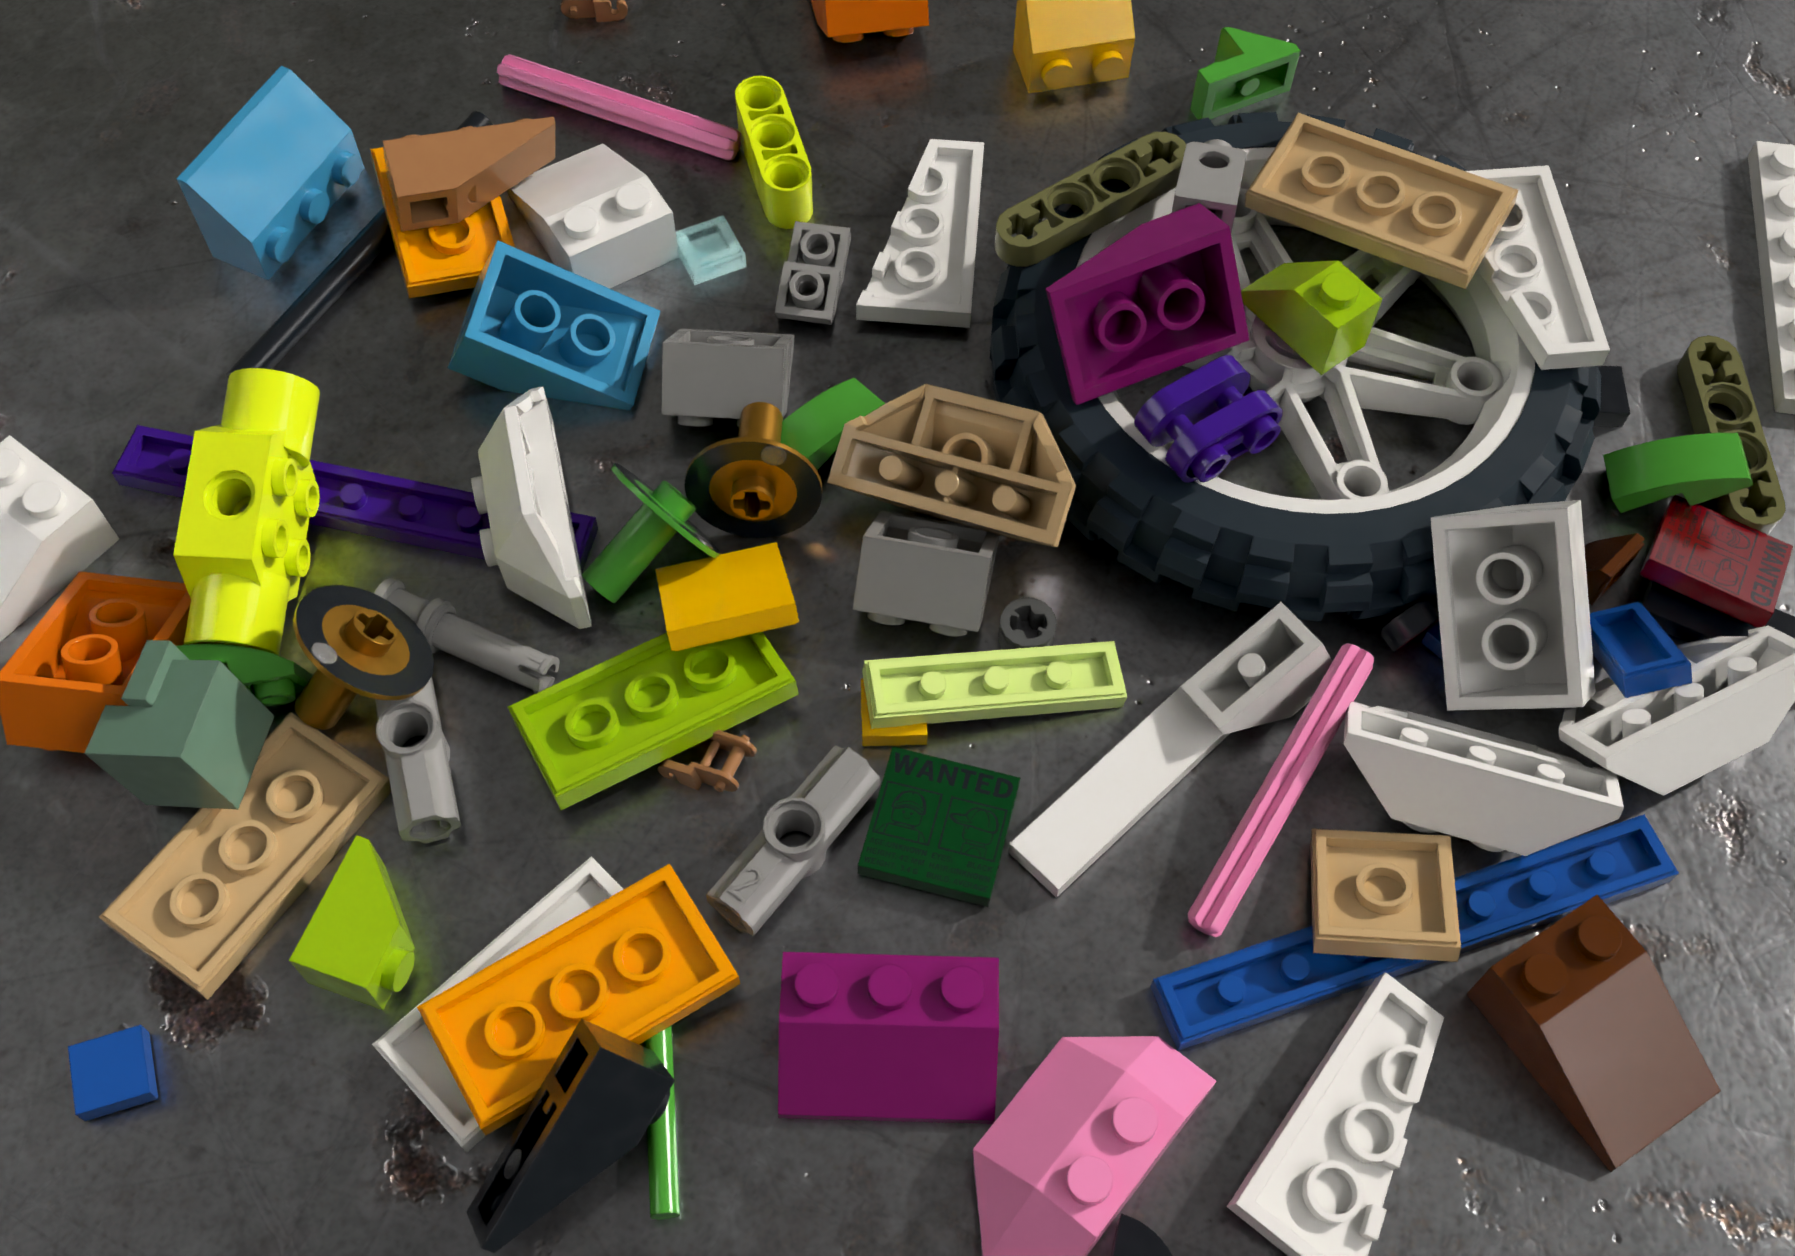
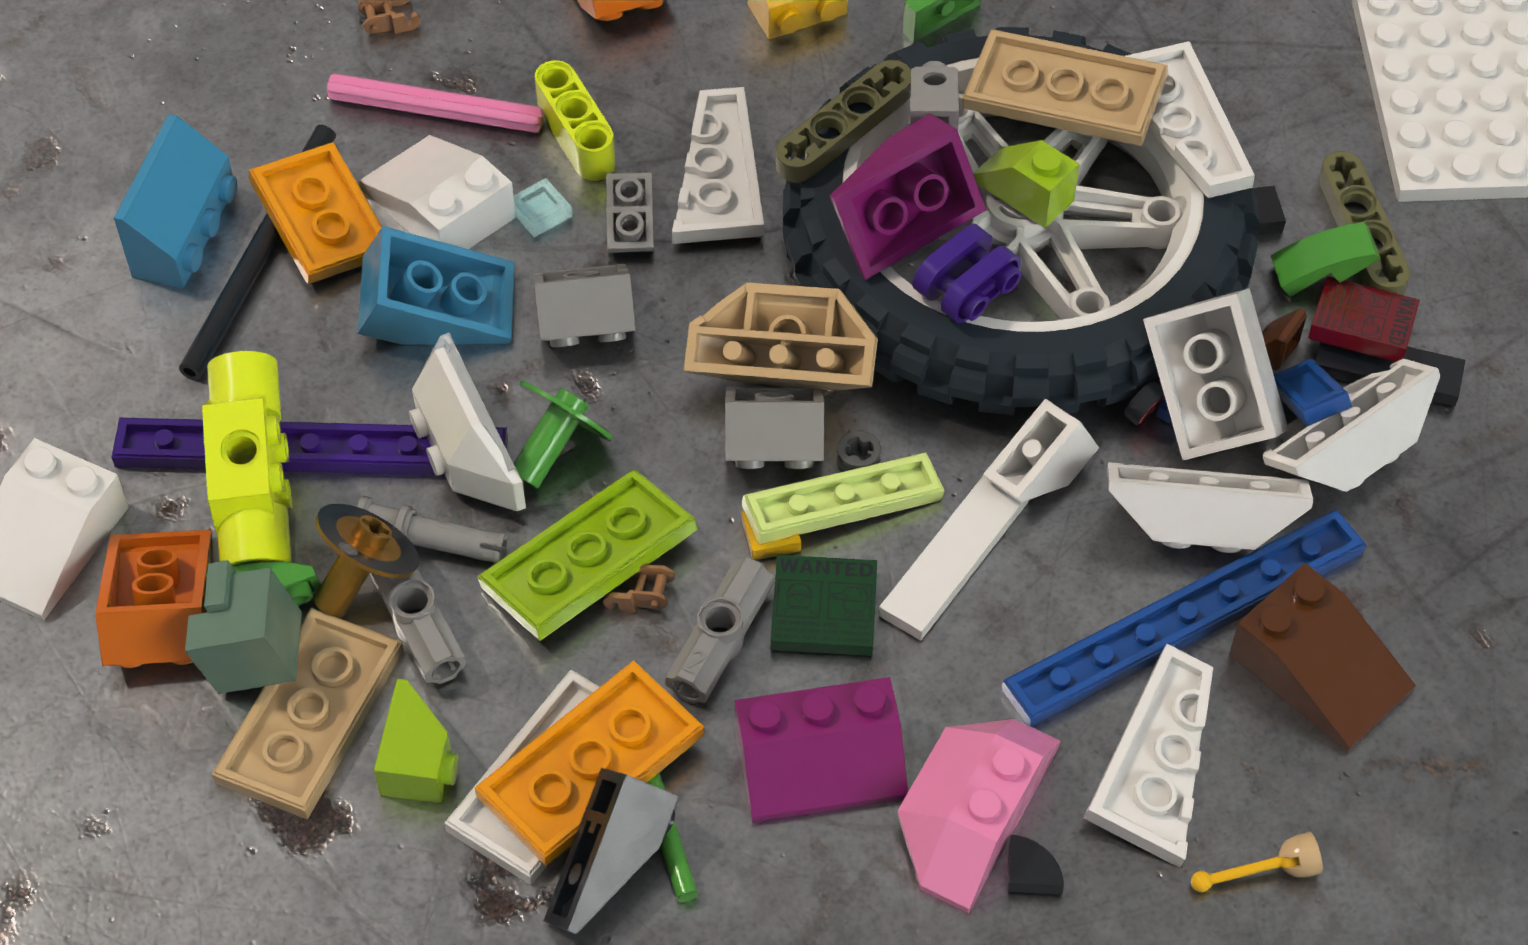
camera: 10 degrees left, 5 degrees down
(112, 1073) = (256, 877): blue tile -> none
(459, 171) = (325, 179): medium nougat slope -> none
(726, 597) = (626, 467): yellow tile -> none
(754, 481) = (629, 377): piece -> none
(819, 423) = (664, 333): bright green slope -> none
(1280, 791) = (1069, 534): bright pink axle -> none
(1384, 895) = (1156, 593): tan tile -> none

